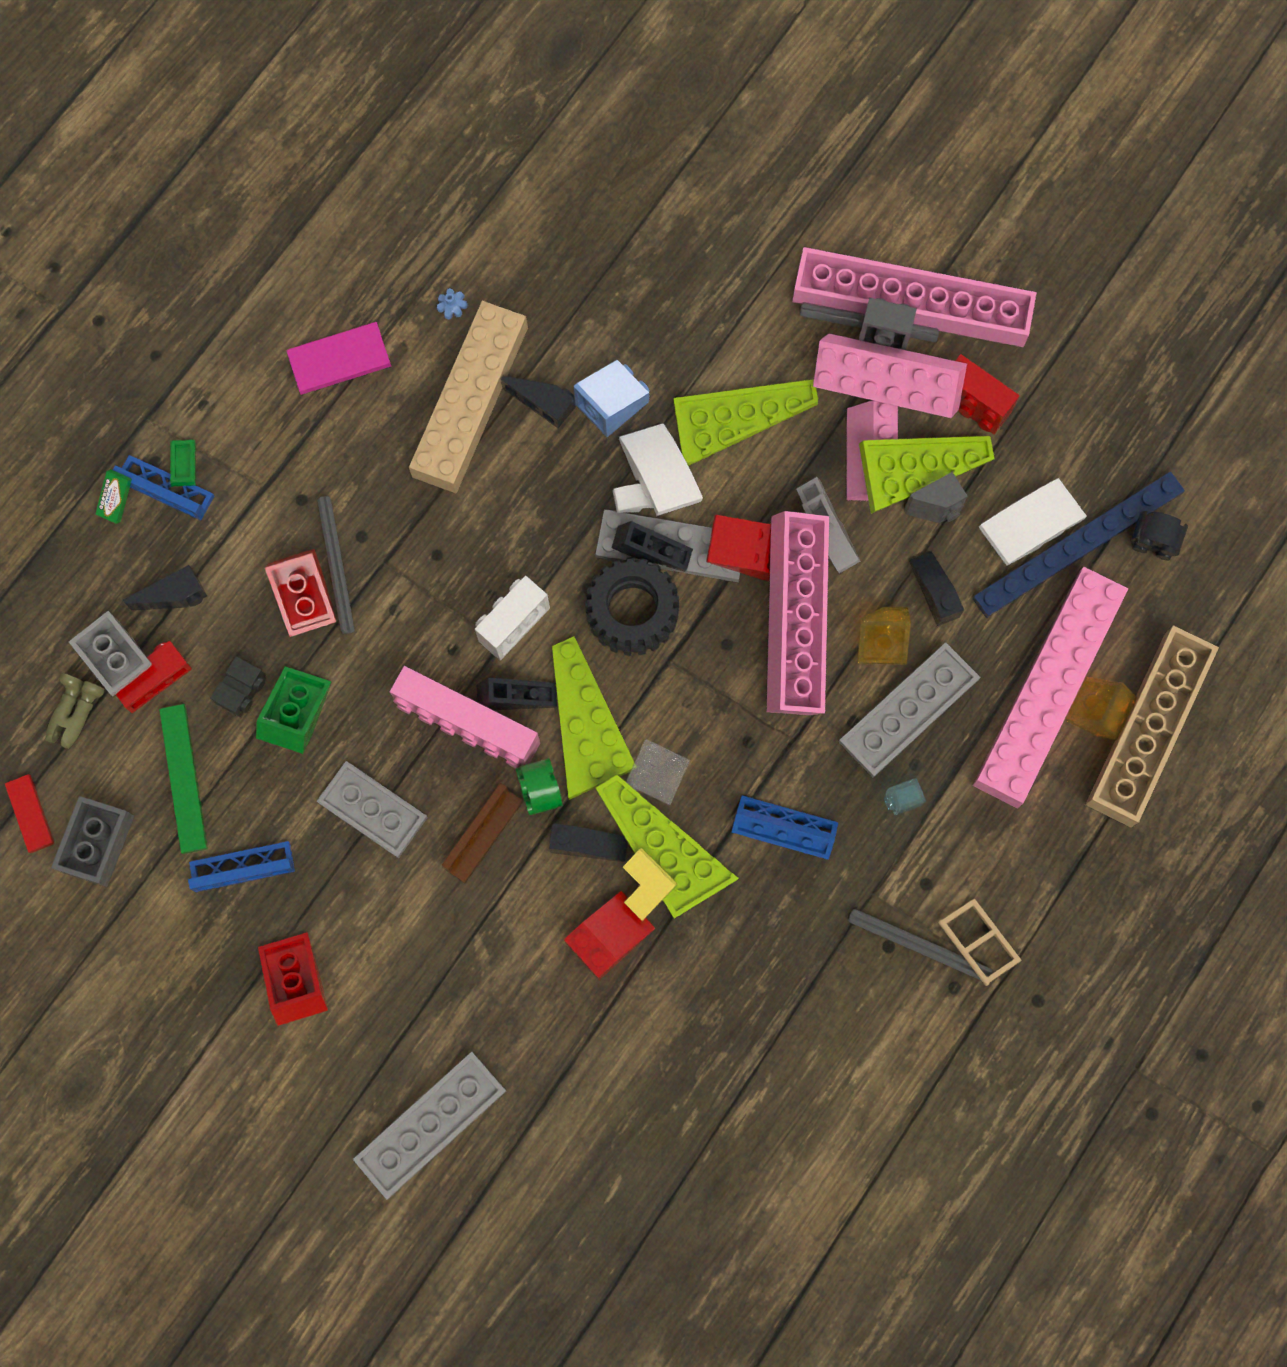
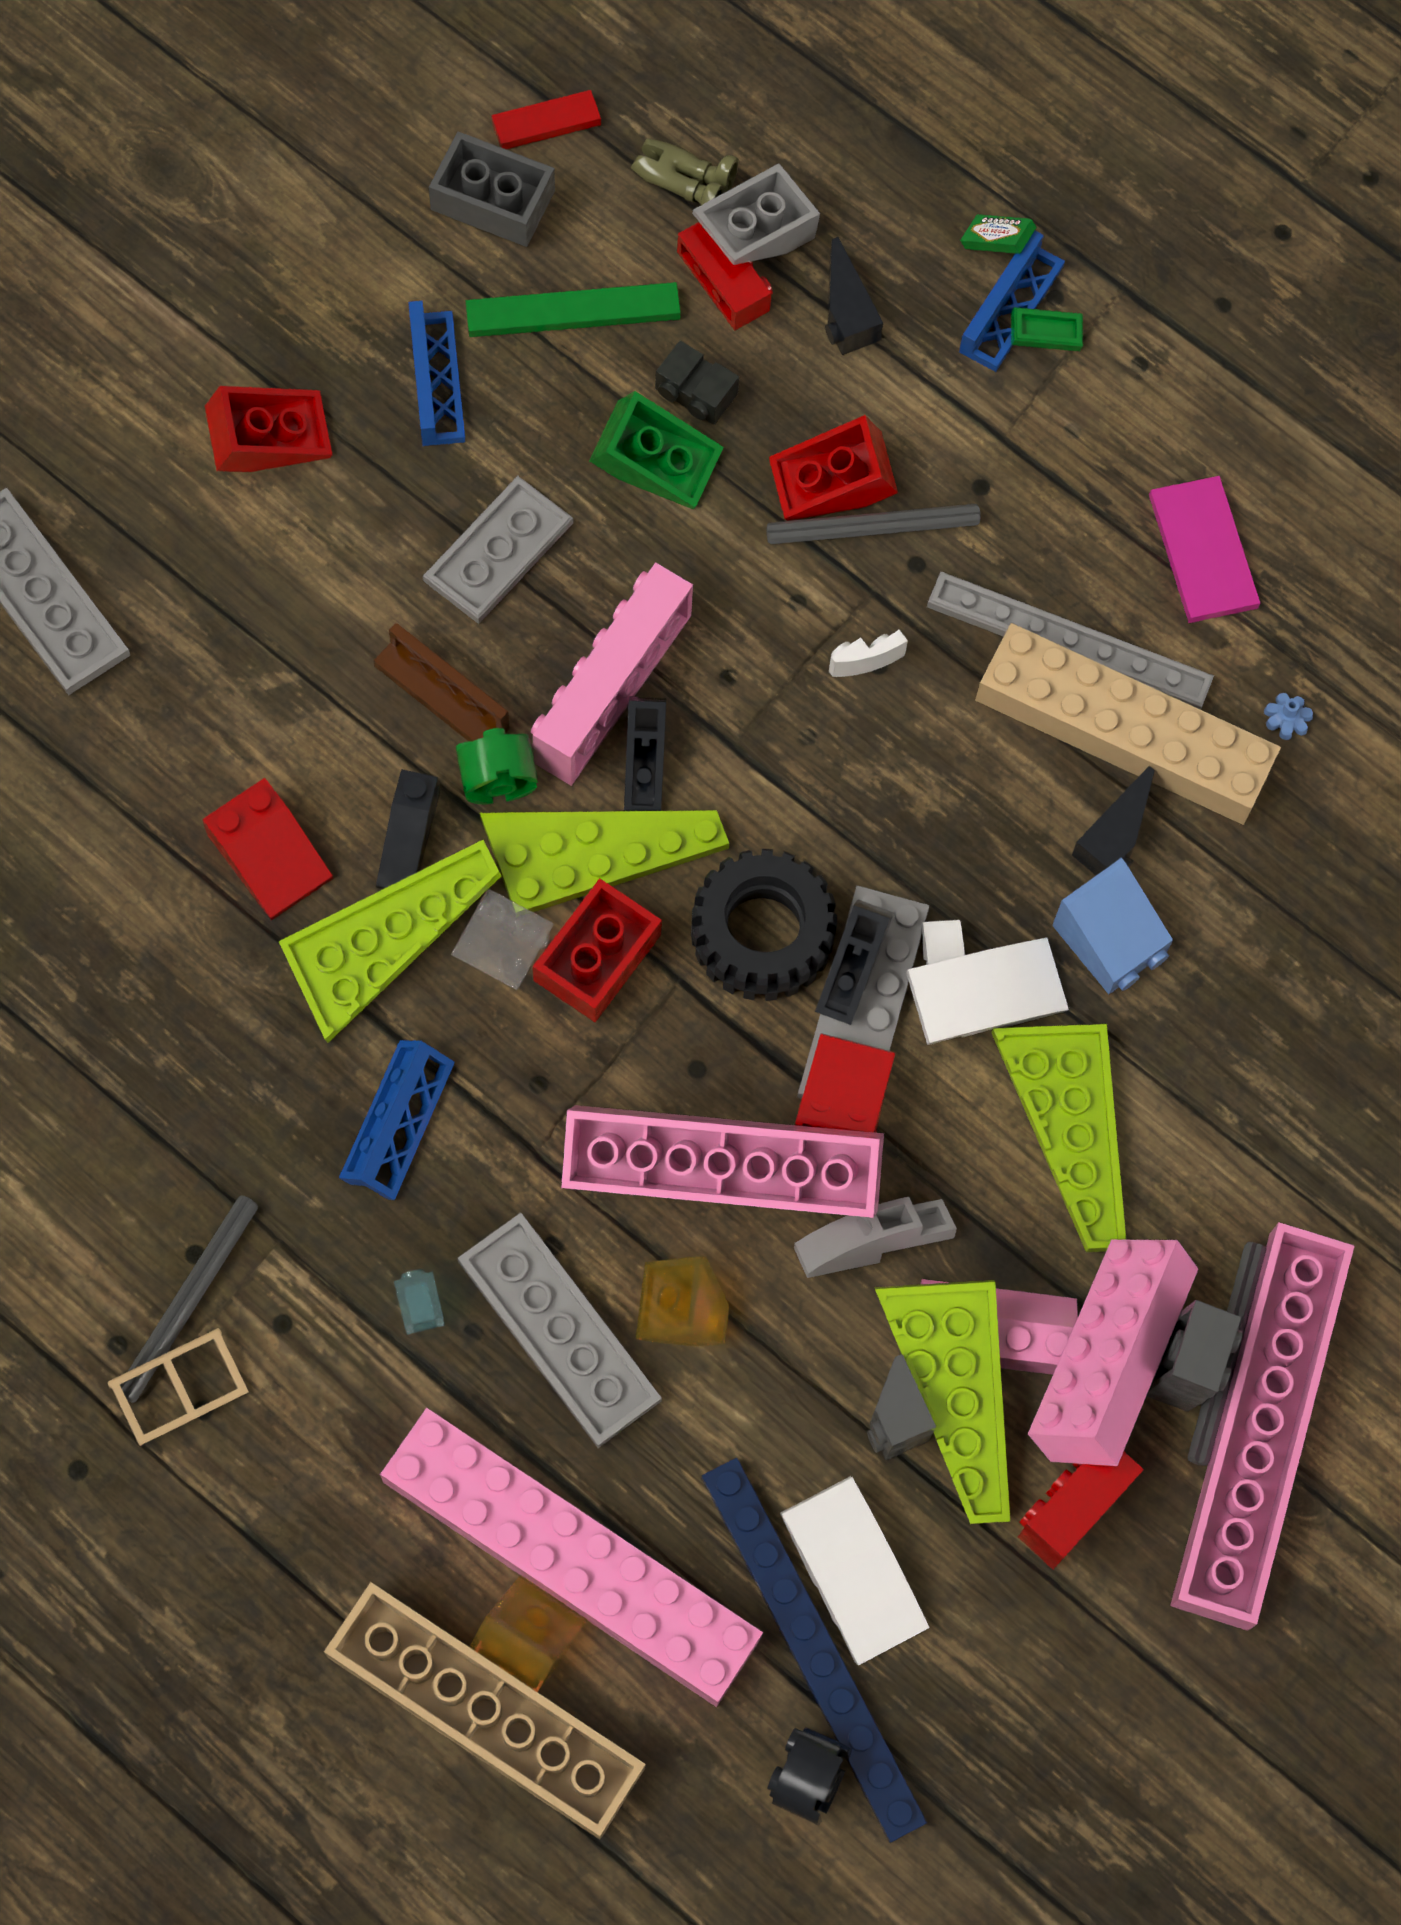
camera: 90 degrees right, 5 degrees down
(411, 432) = (996, 612): none -> light grey tile
(434, 564) = (859, 659): none -> white slope
(512, 617) = (761, 750): white brick -> none
(653, 881) = (332, 912): light yellow tile -> none
(660, 709) = (597, 950): none -> red brick
(937, 589) = (755, 1397): black slope -> none

